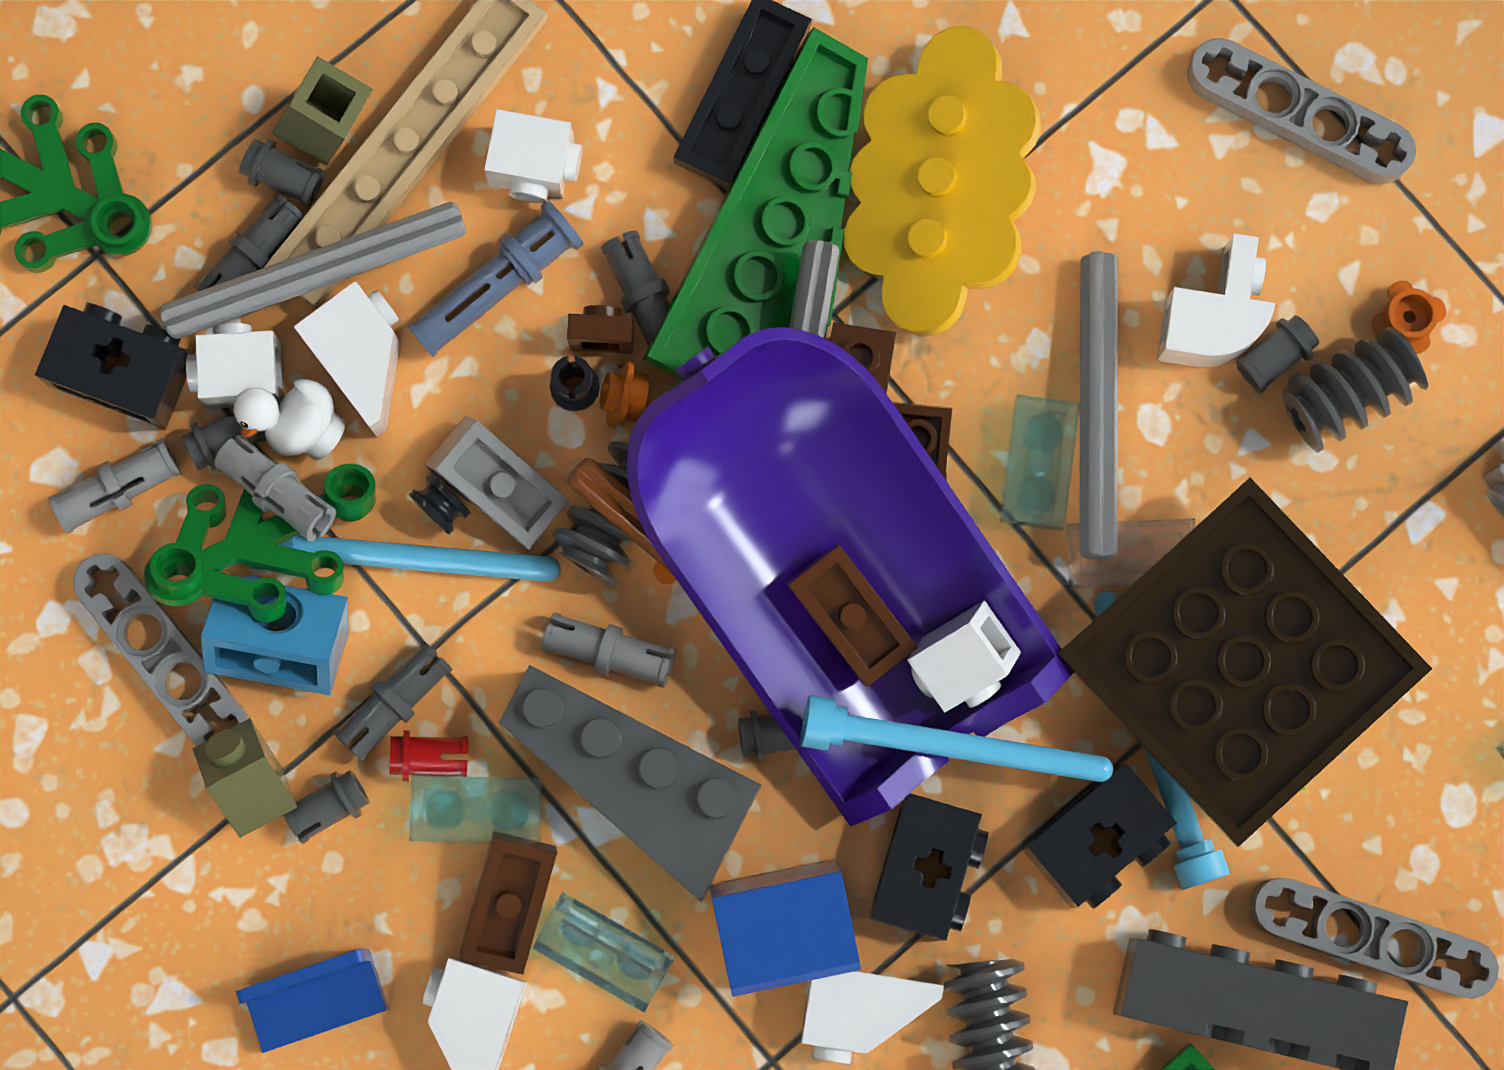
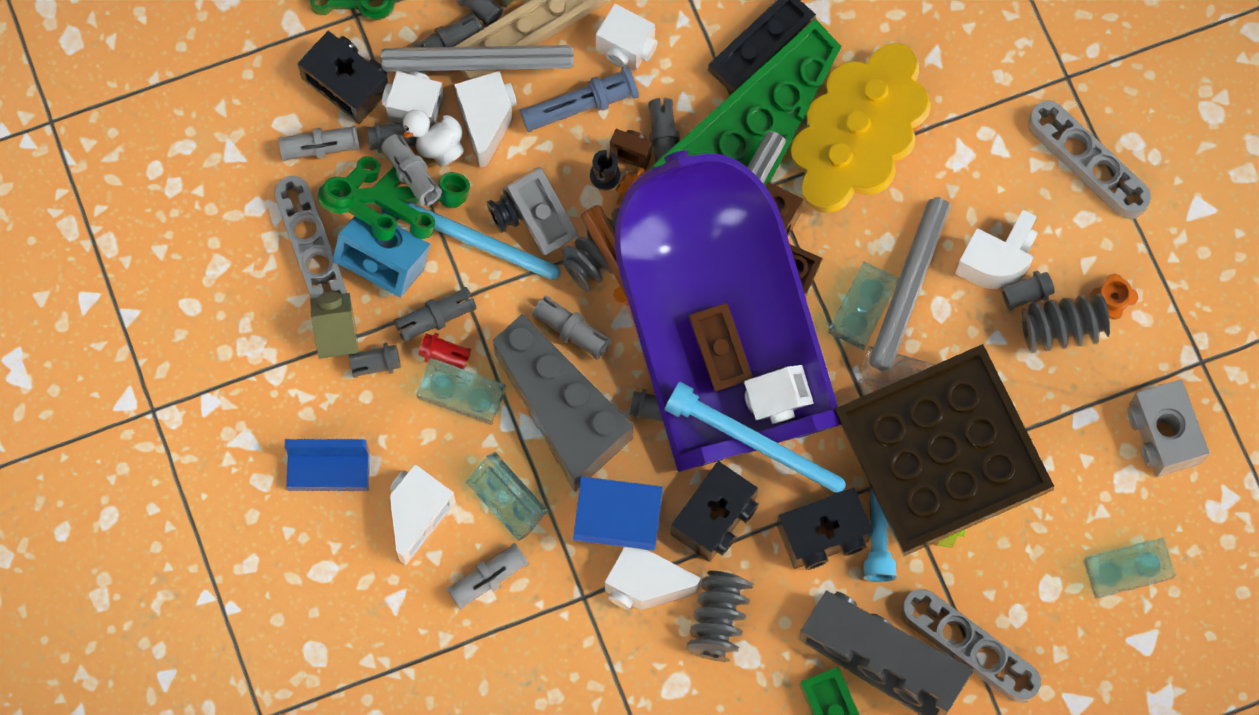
camera: 20 degrees right, 10 degrees down
(508, 902) = (461, 447): reddish brown plate -> none

